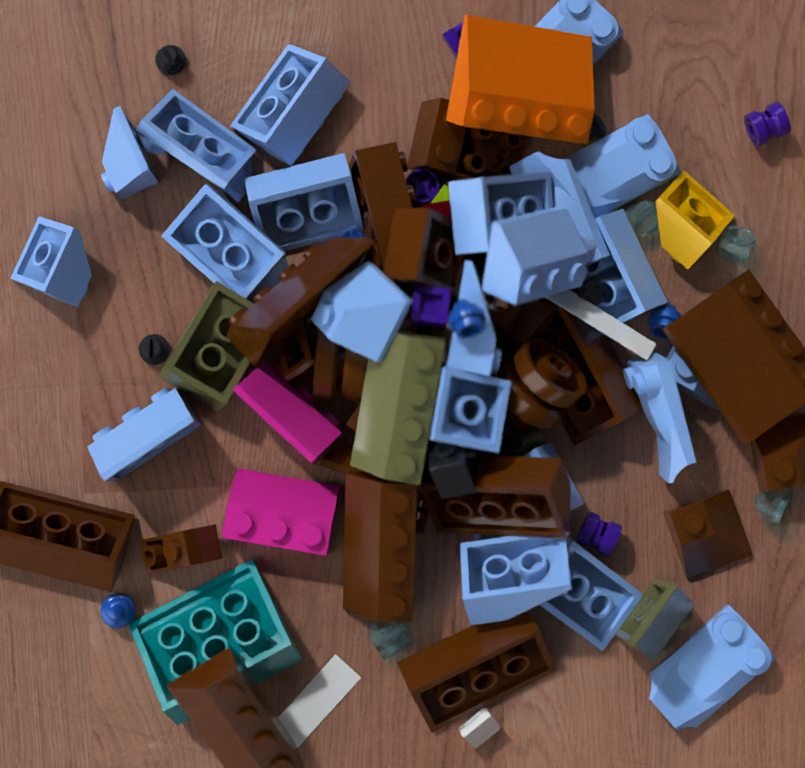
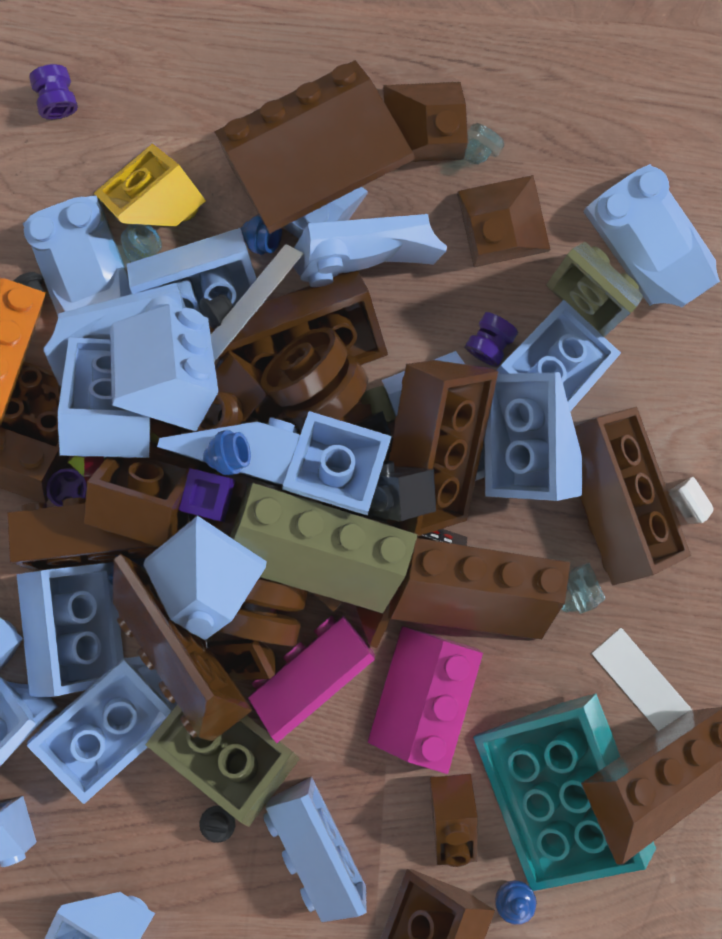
camera: 80 degrees left, 0 degrees up
(736, 243) = (181, 143): clear light blue tile -> none

